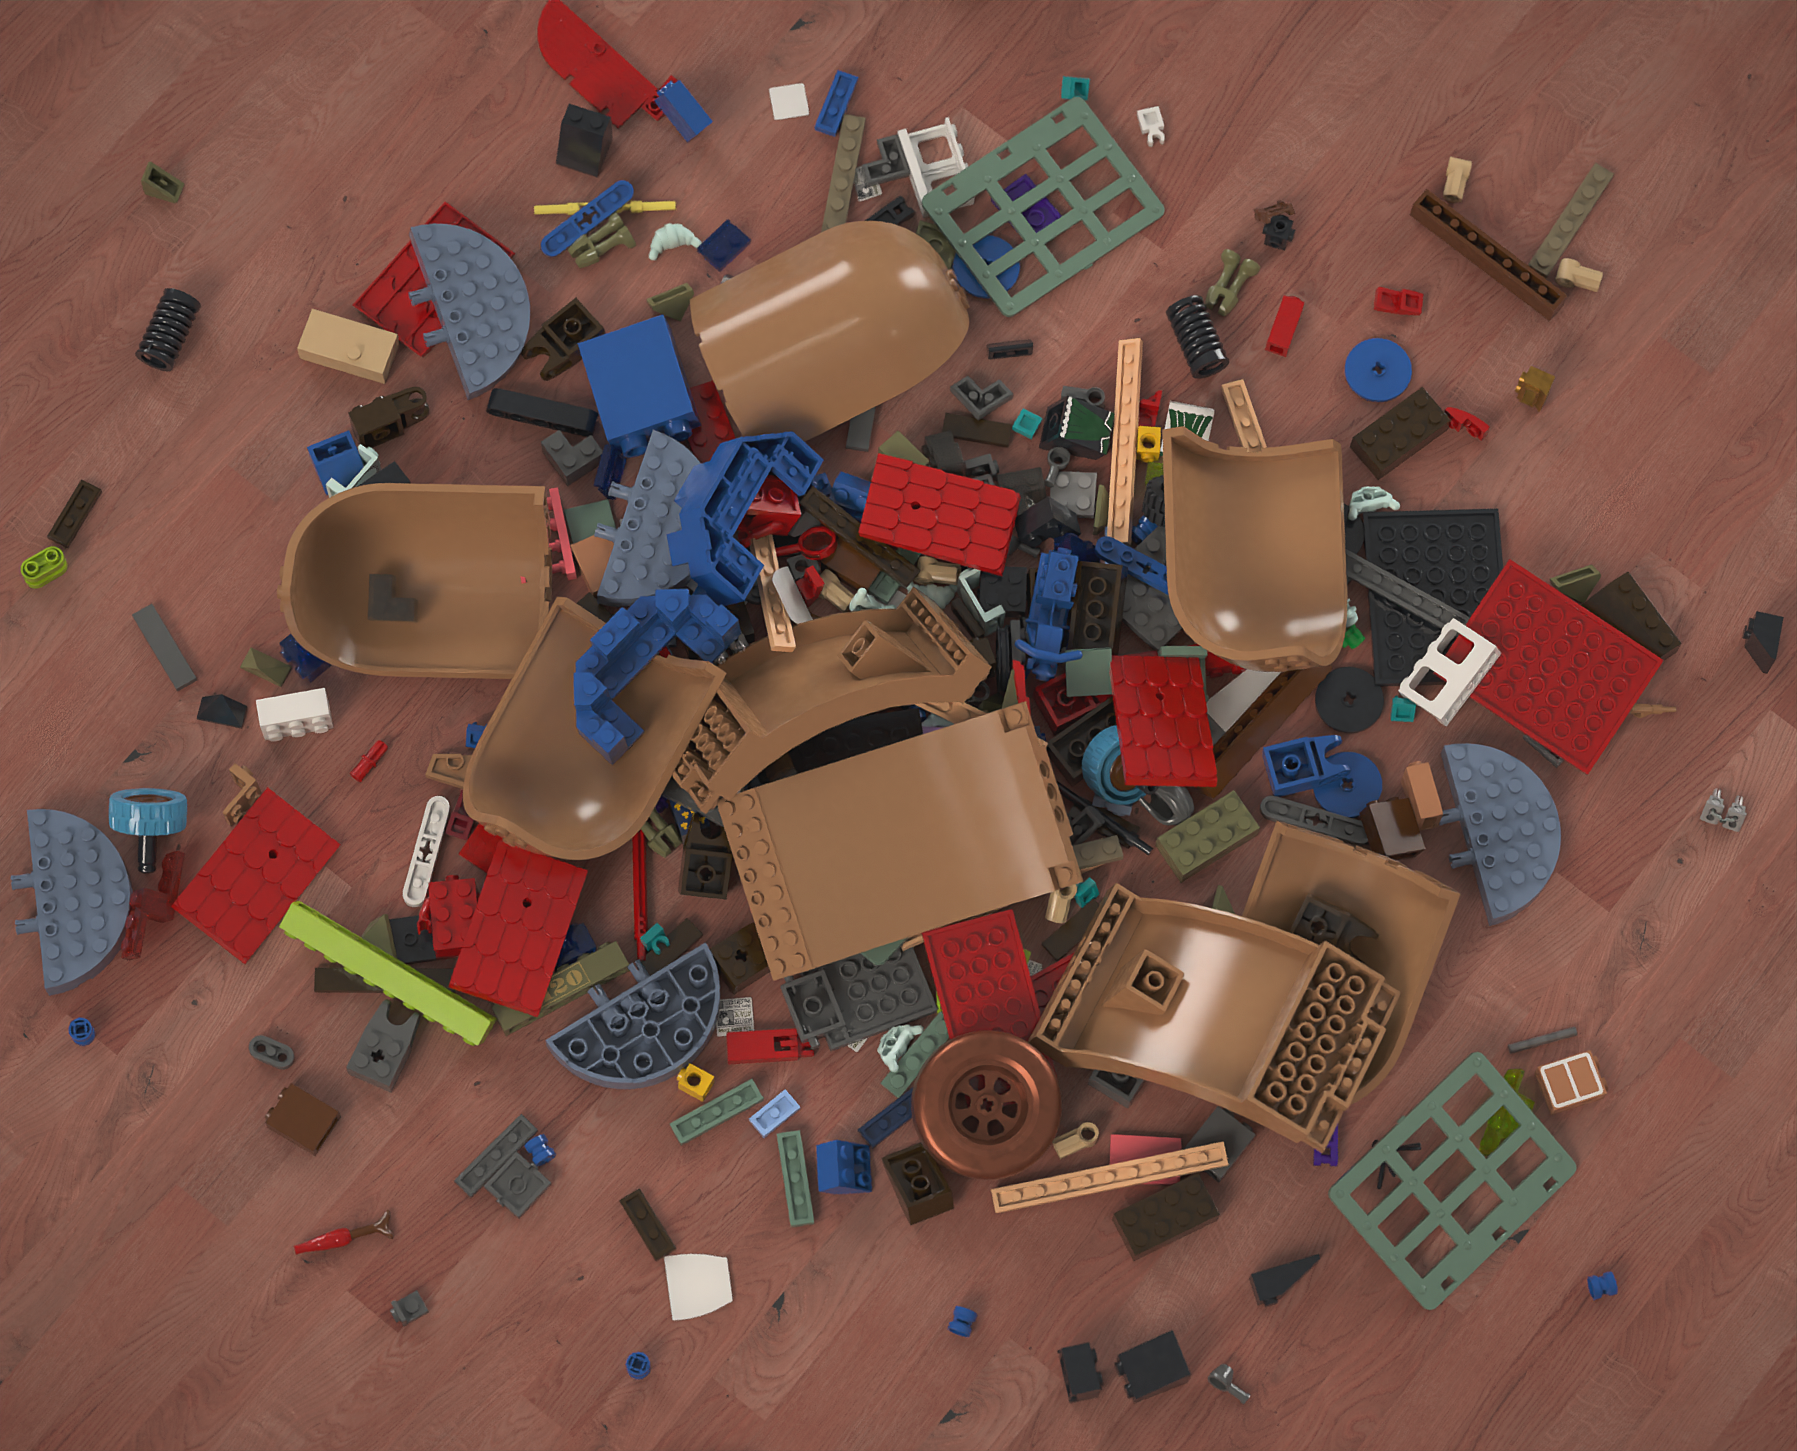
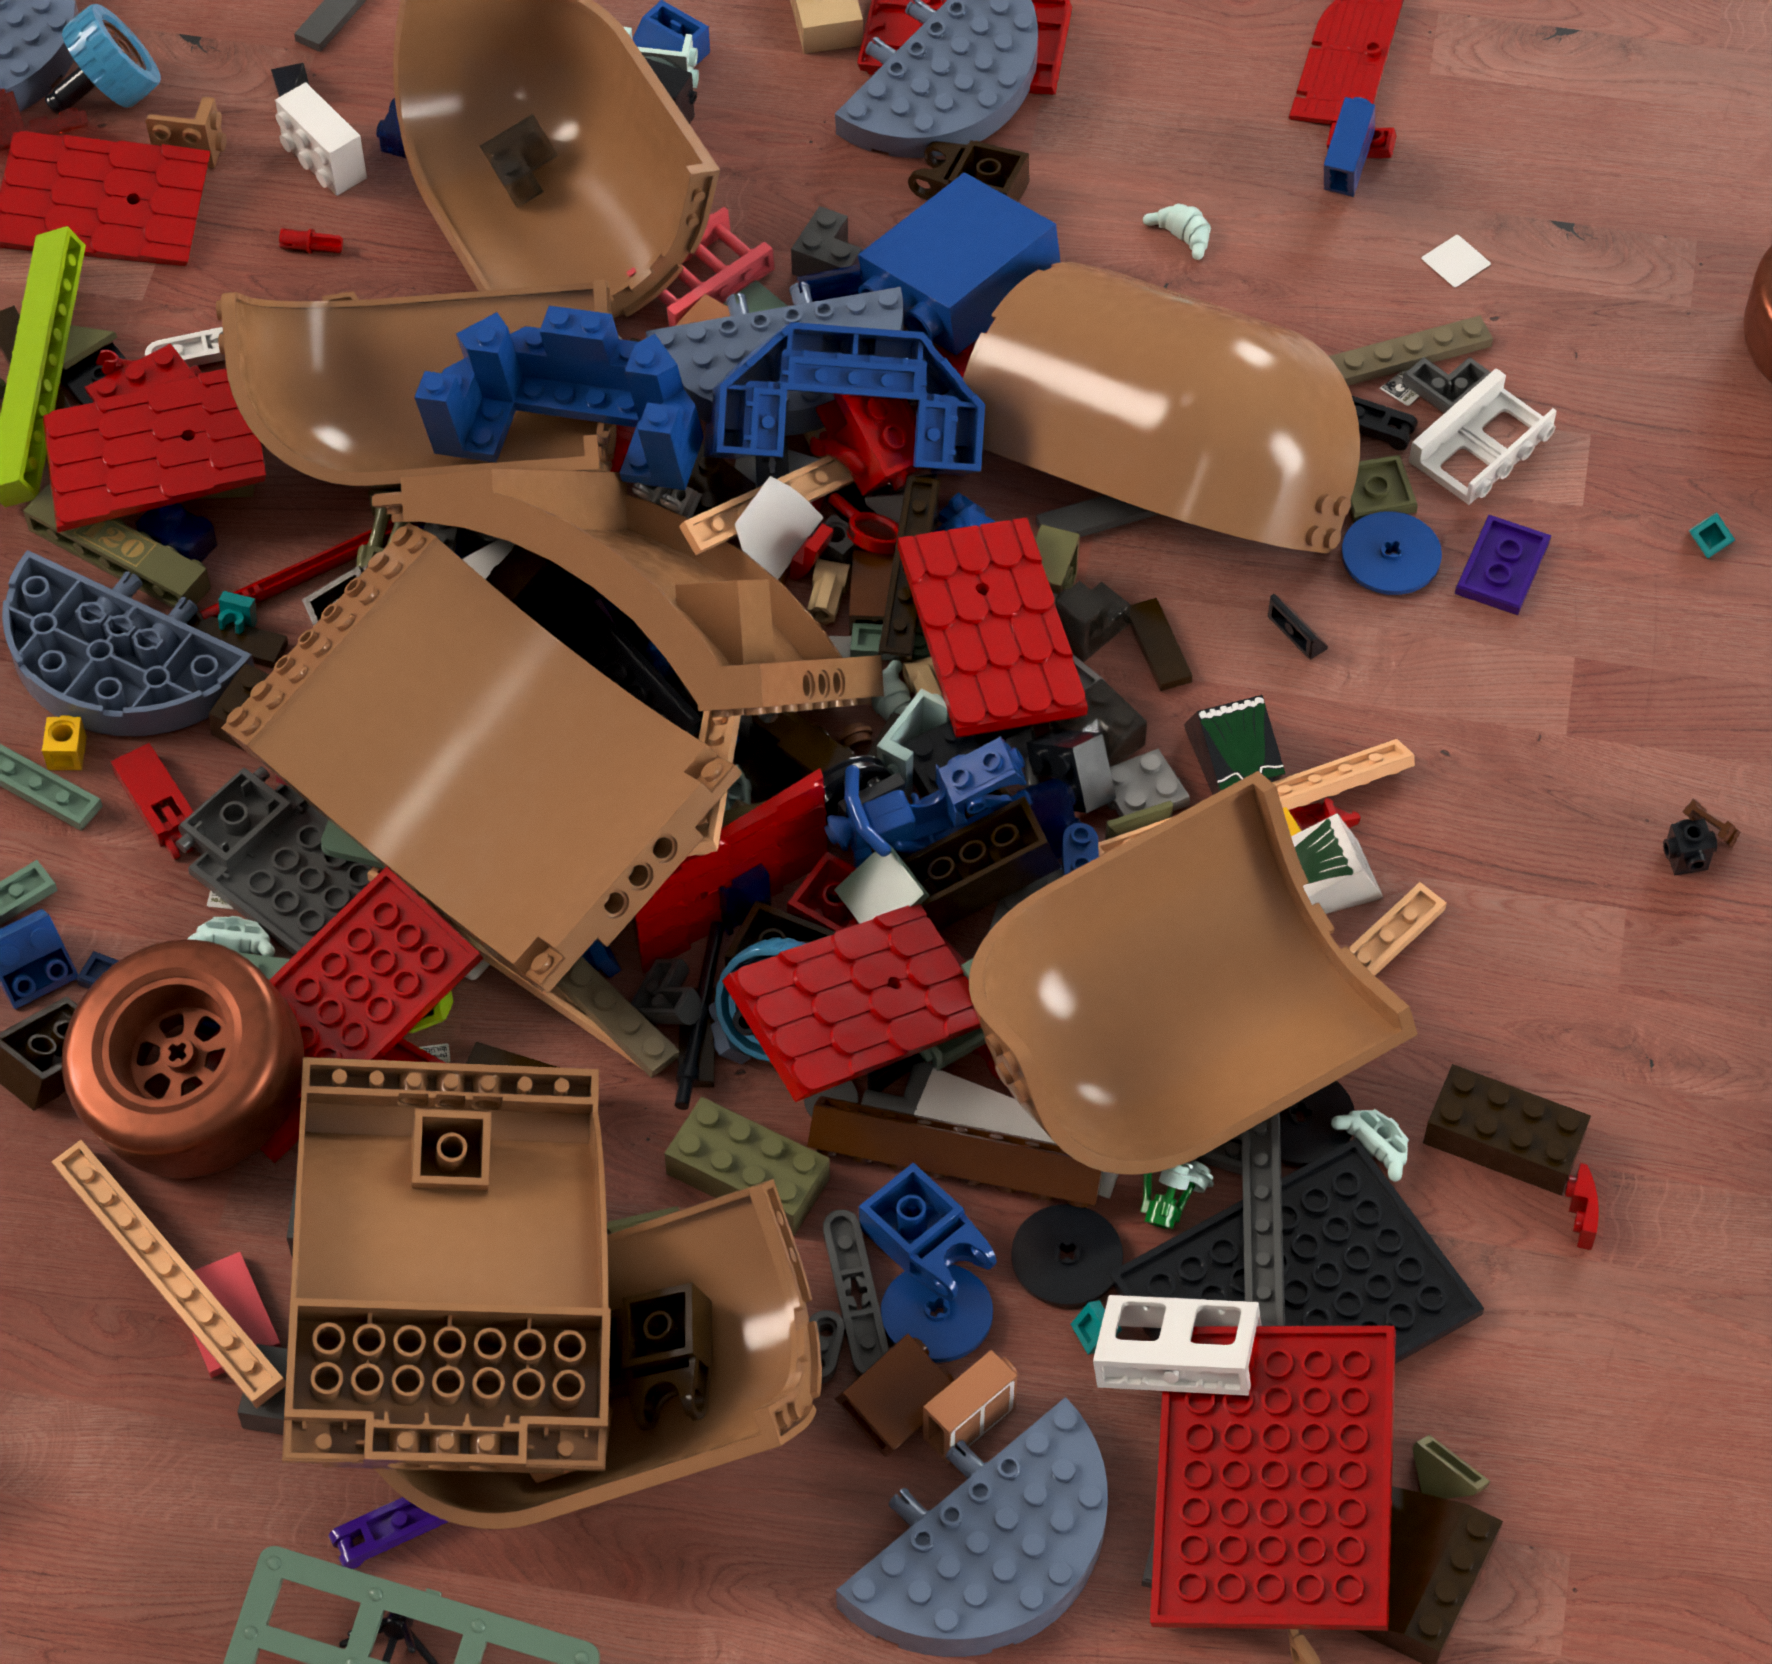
camera: 65 degrees right, 15 degrees down
(265, 667) = (372, 101): olive slope -> none
(387, 417) = (751, 58): dark brown brick -> none
(542, 412) = (861, 191): black beam -> none
(584, 140) = (1241, 79): black slope -> none
(589, 254) = (1109, 152): olive piece -> none
(605, 205) = (1124, 126): blue piece -> none
(634, 207) = (1198, 173): light yellow piece -> none
(672, 302) = (1098, 256): olive slope -> none
(723, 245) = (1215, 279): clear blue plate -> none
(735, 1016) = (184, 751): sticker -> none
(774, 1113) = (66, 848): light blue plate -> none
(836, 103) = (1488, 301): blue plate -> none
(864, 601) = (827, 615): light aqua piece -> none
(978, 466) = (1108, 664): dark grey bracket -> none
(979, 401) = (1198, 626): dark grey brick -> none
(1024, 147) = (1521, 486): sand green door -> none
(1027, 423) = (1204, 691): teal plate -> none
(1056, 454) = (1177, 745): dark grey bar -> none
(1059, 904) = (546, 1027): tan piece -> none
(1073, 1141) = (207, 1211): tan piece -> none
(1085, 395) = (1289, 738): dark grey piece -> none
(1086, 892) = (578, 1052): teal tile -> none
(1151, 122) = (1729, 635): white plate -> none
(1165, 1216) = (148, 1374): dark brown brick -> none
(1170, 805) = (763, 1095): dark grey hair -> none
(1197, 337) = (1464, 818): black piece -> none
(1231, 261) = (1545, 826): olive piece -> none
(1275, 1282) = (124, 1571): black slope -> none
(1285, 325) = (1562, 917): red brick -> none
(1391, 360) = (1590, 1039): blue piece -> none
(1395, 302) = (1702, 1042): red slope -> none
(1534, 387) = (1694, 1262): pearl gold window -> none

